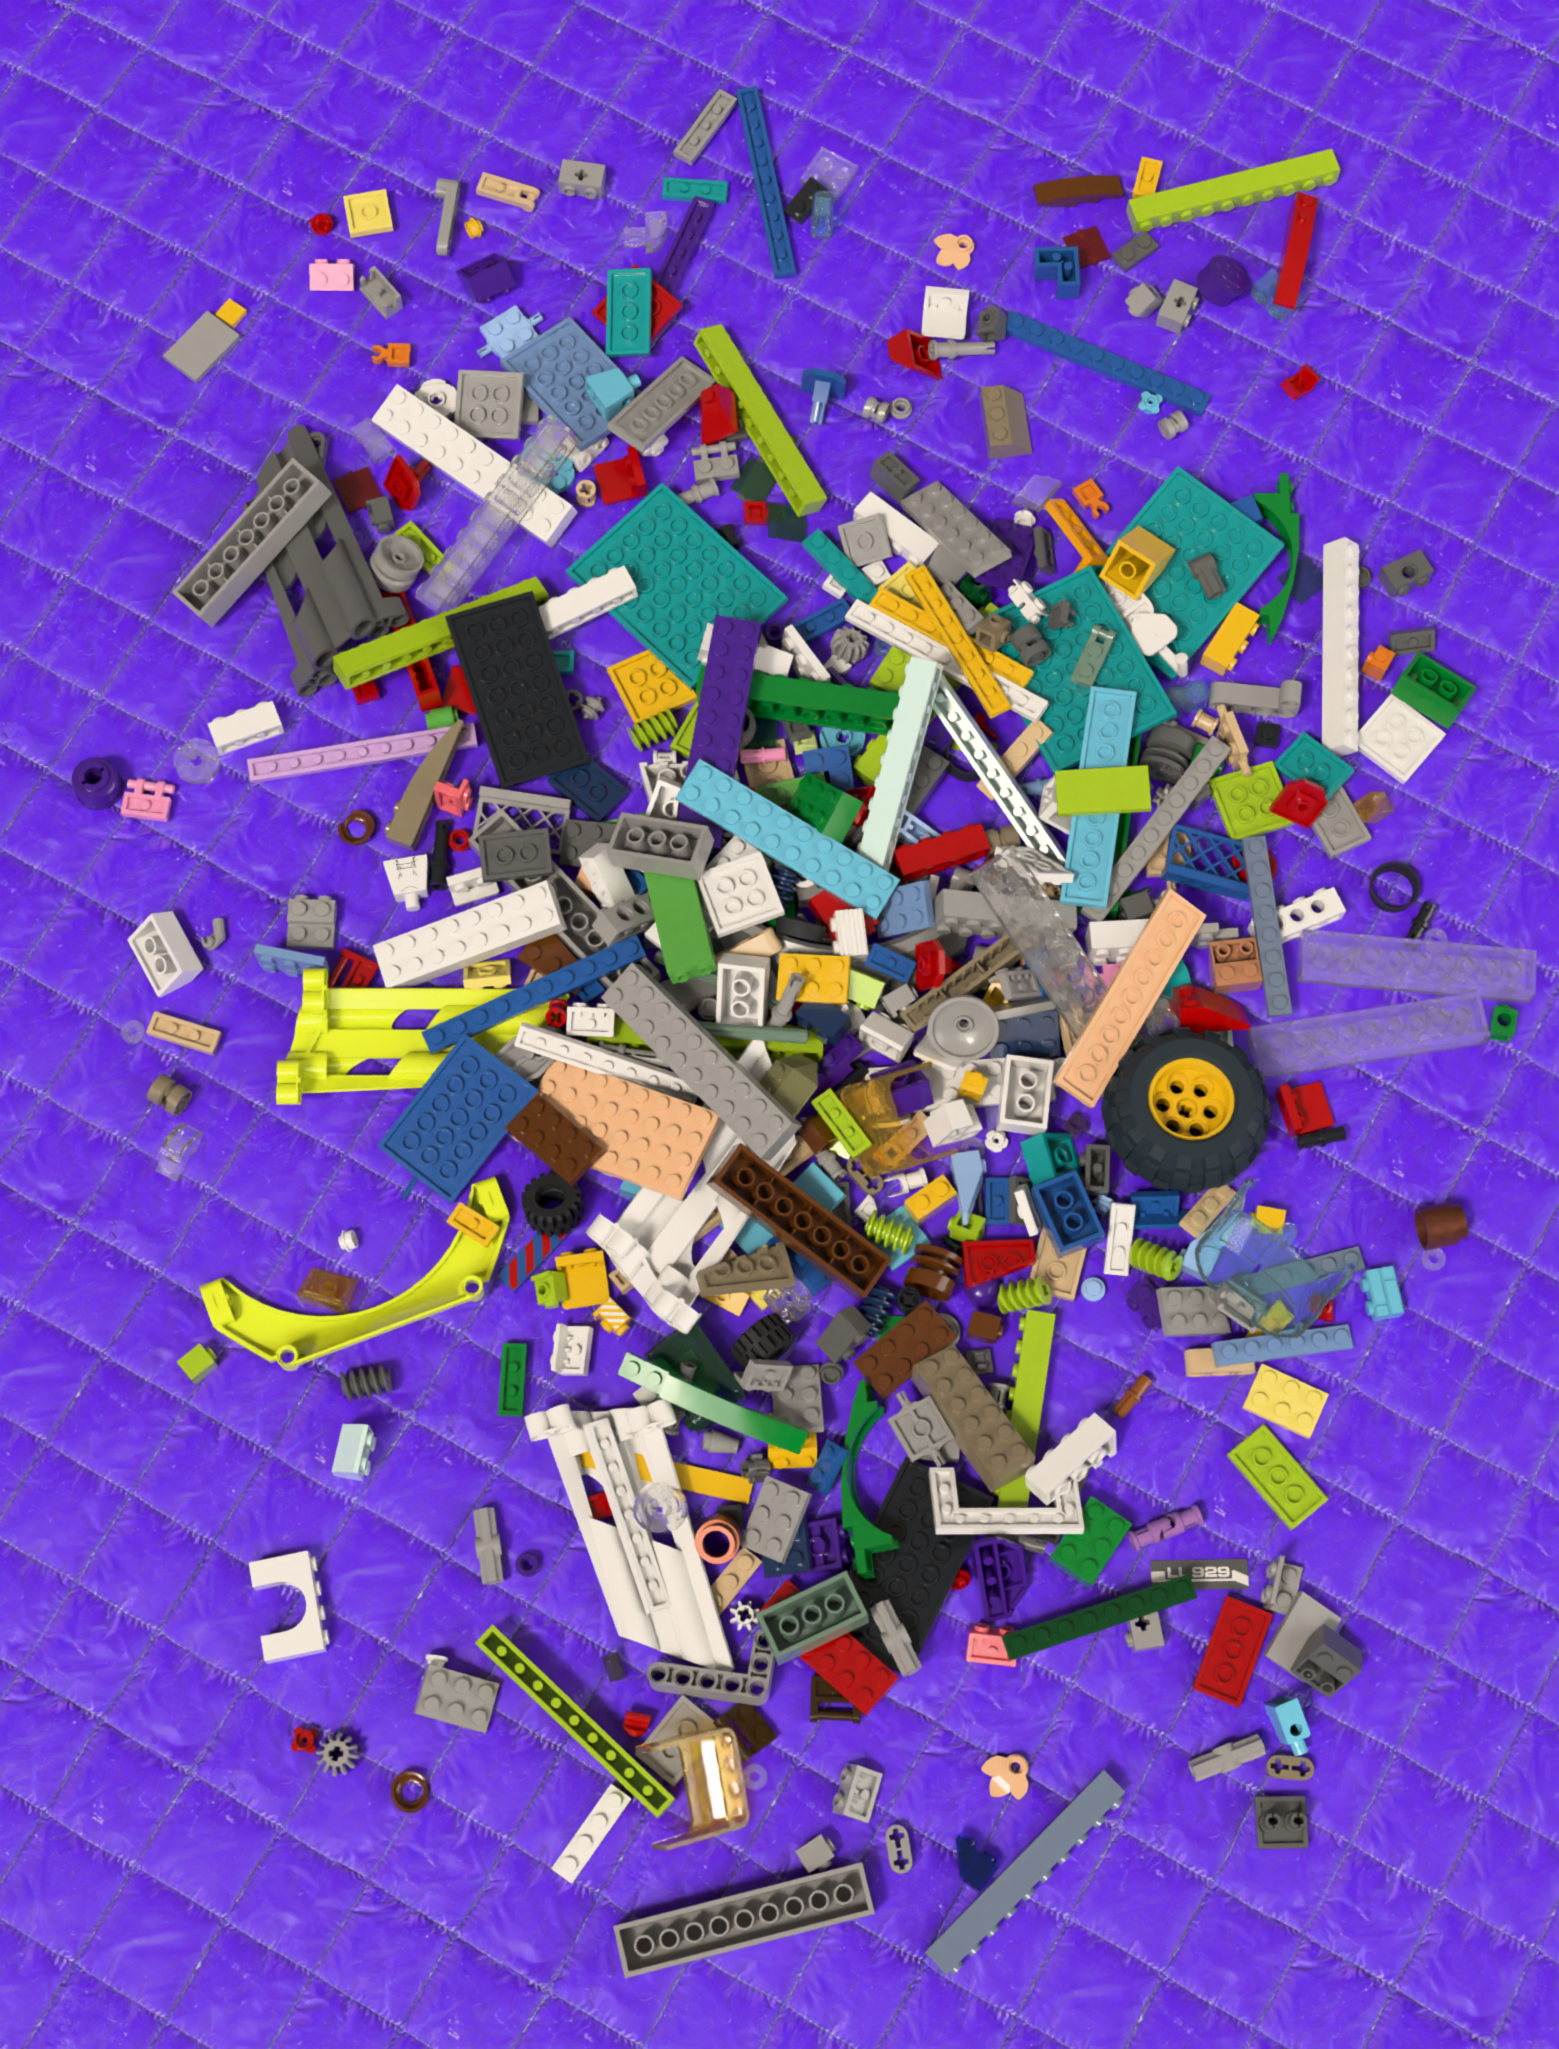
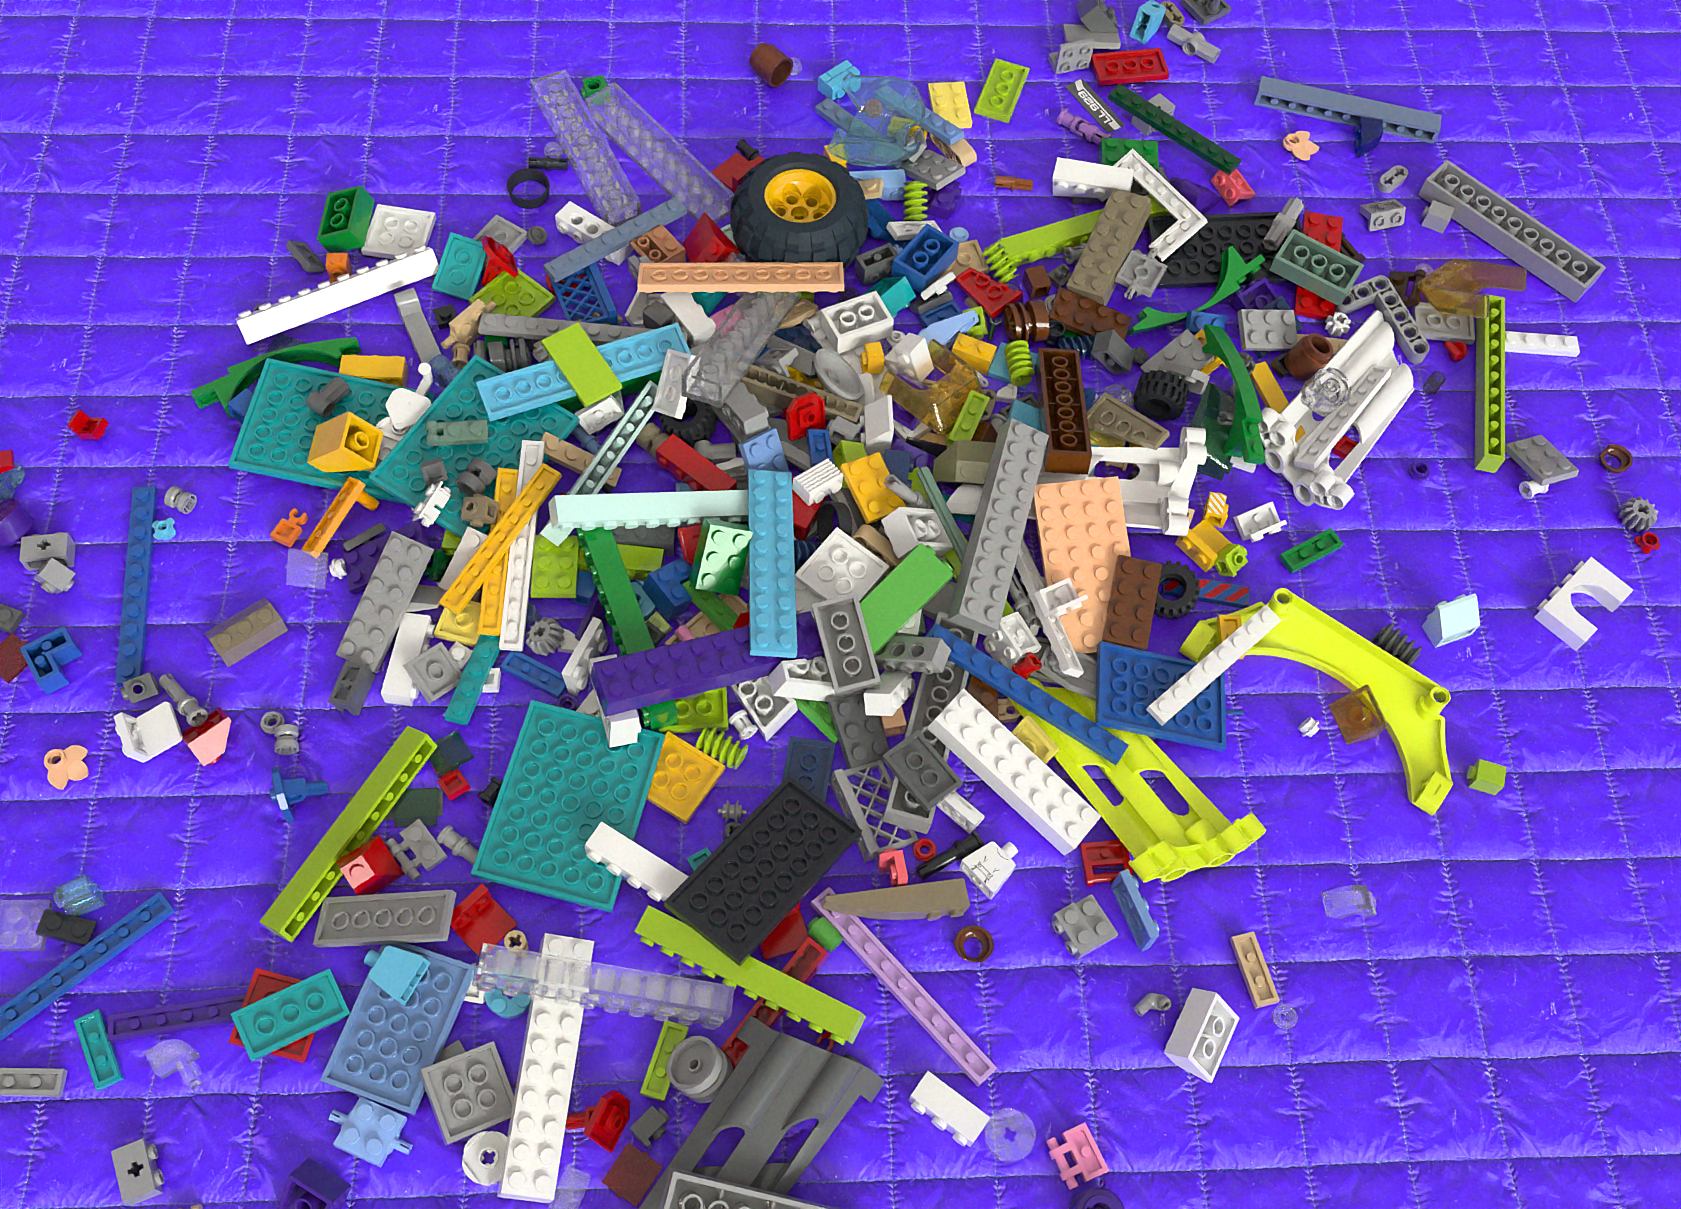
camera: 125 degrees left, 10 degrees down
(171, 1096) = (1314, 942): dark tan wheel -> none
(453, 1183) = (1213, 665): none -> white plate
(488, 1546) = (1430, 500): light grey piece -> none
(594, 1067) = (1058, 598): none -> white bracket
(1324, 865) = (537, 235): none -> dark grey plate
(1373, 807) = (470, 220): brick -> none
(1414, 565) = (244, 283): dark grey brick -> none

